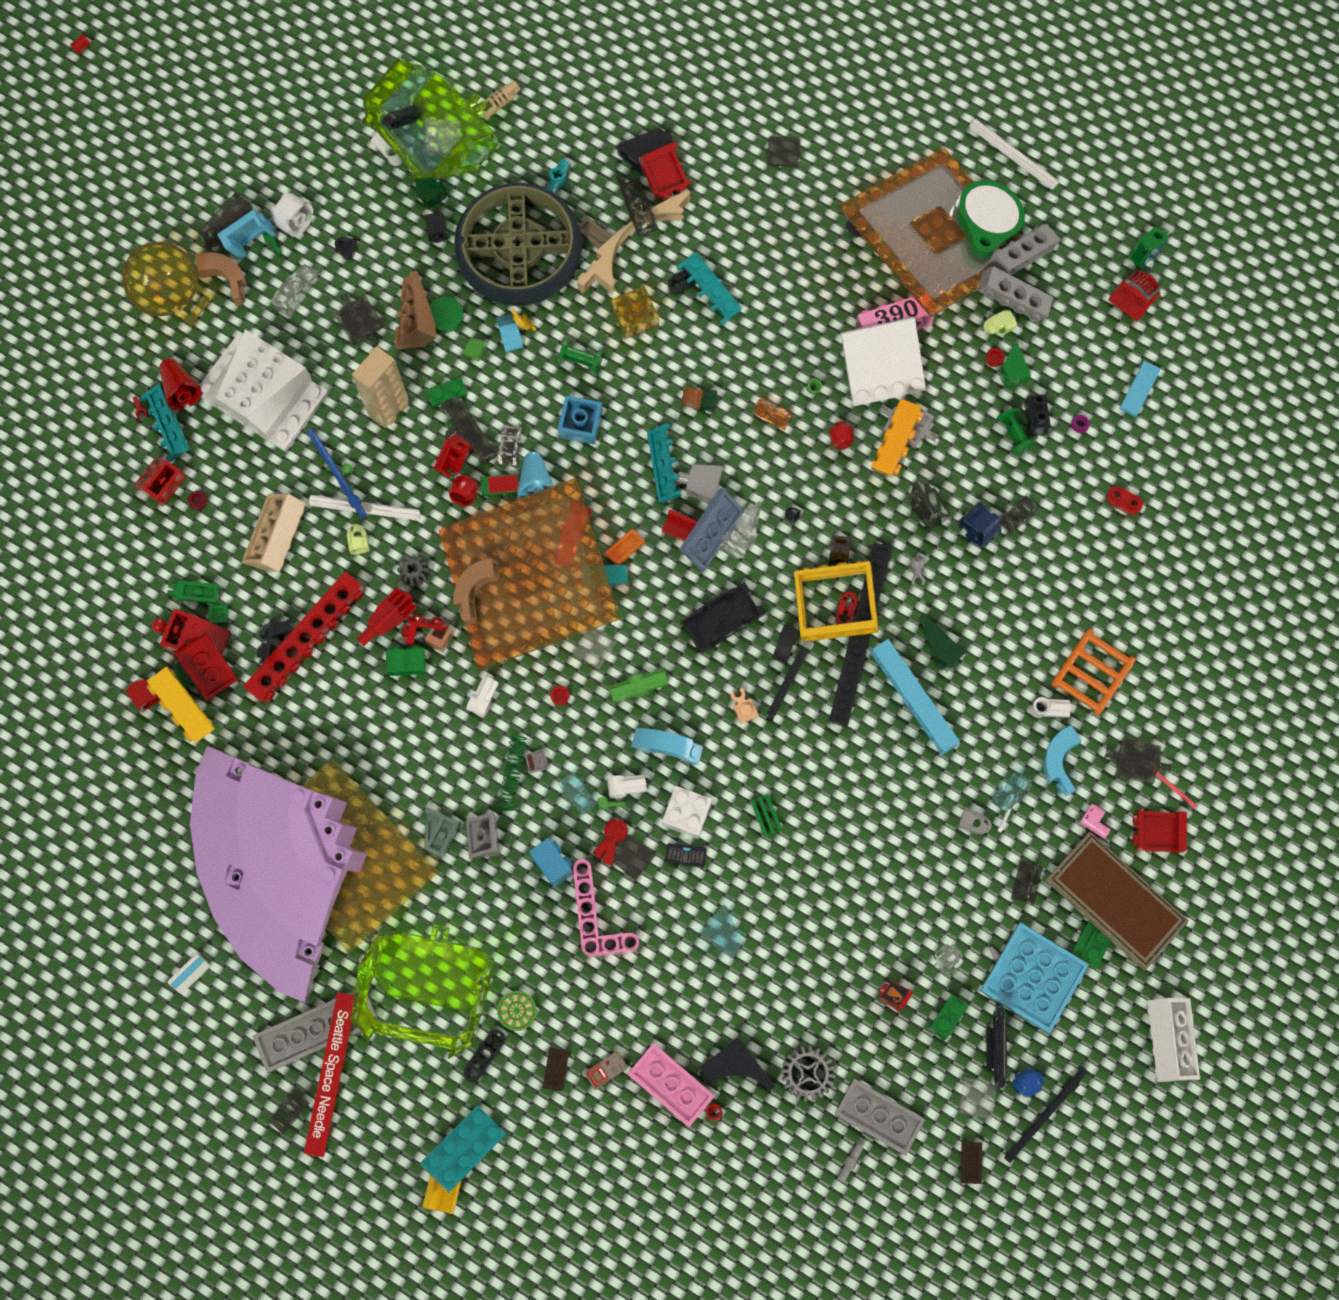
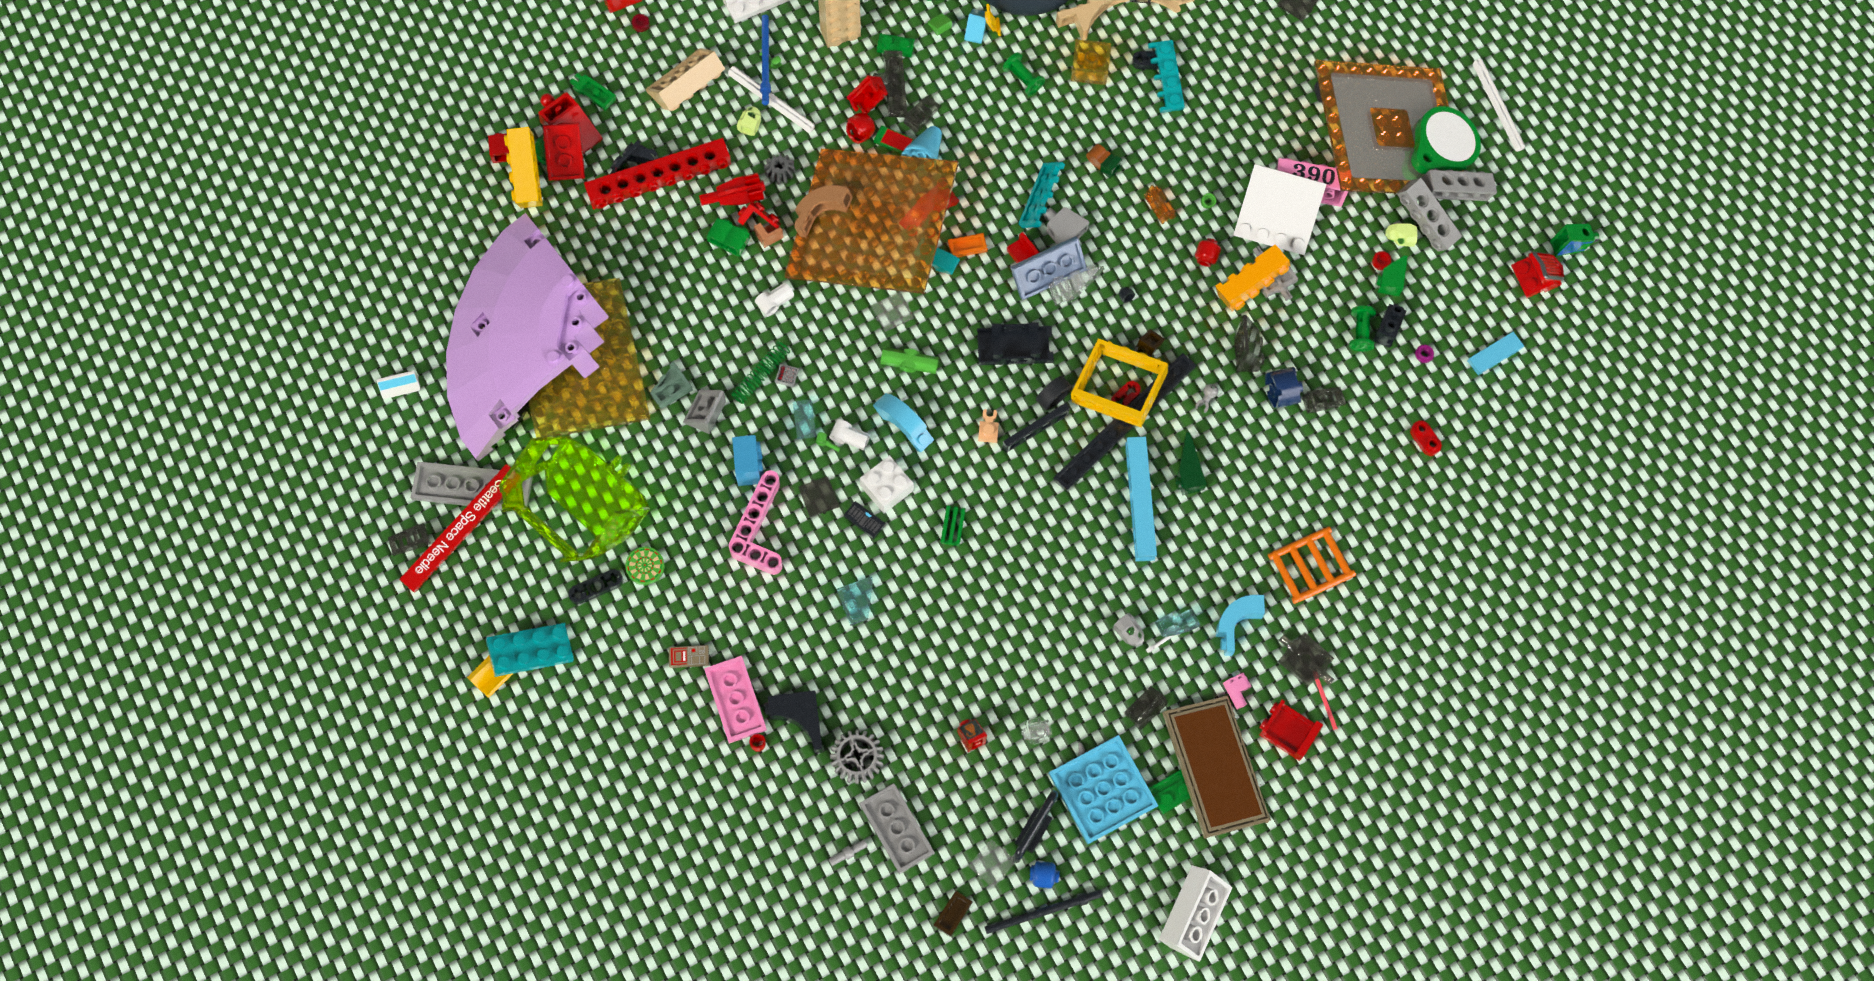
camera: 25 degrees right, 5 degrees down
(218, 614) = (601, 119): green tile -> none
(556, 1069) = (647, 631): dark brown tile -> none
(560, 695) = (839, 334): red tile -> none
(580, 420) = (992, 122): dark azure brick -> none
(615, 832) = (815, 468): red piece -> none
(948, 1017) = (1006, 778): green brick -> none
(1052, 708) = (1256, 574): white piece -> none

